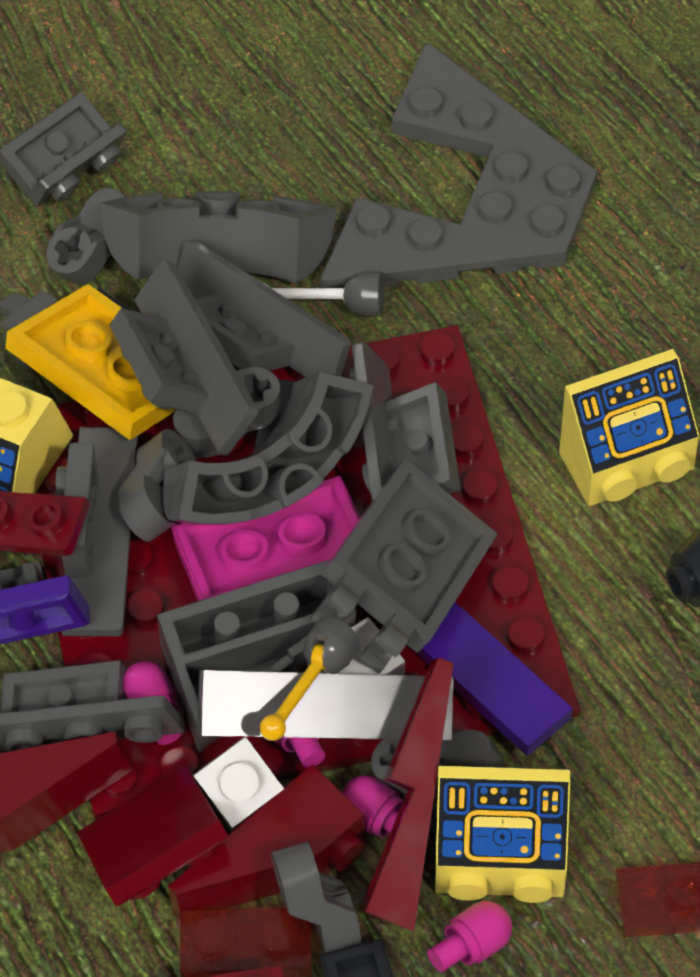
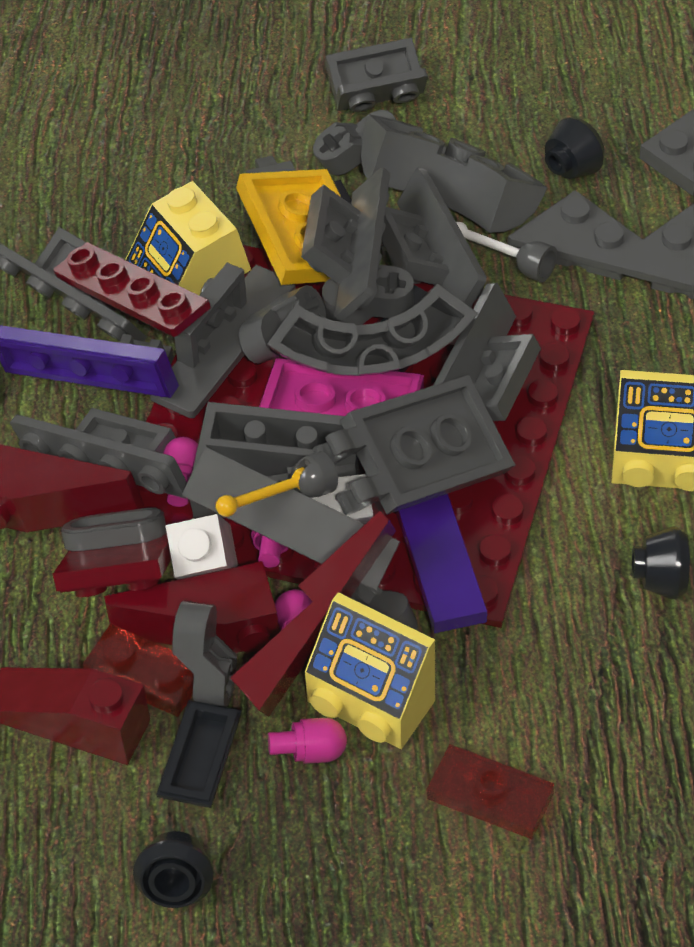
camera: 30 degrees right, 5 degrees down
(123, 804) = (113, 529): none -> dark grey tile
(330, 151) = (574, 149): none -> black cone

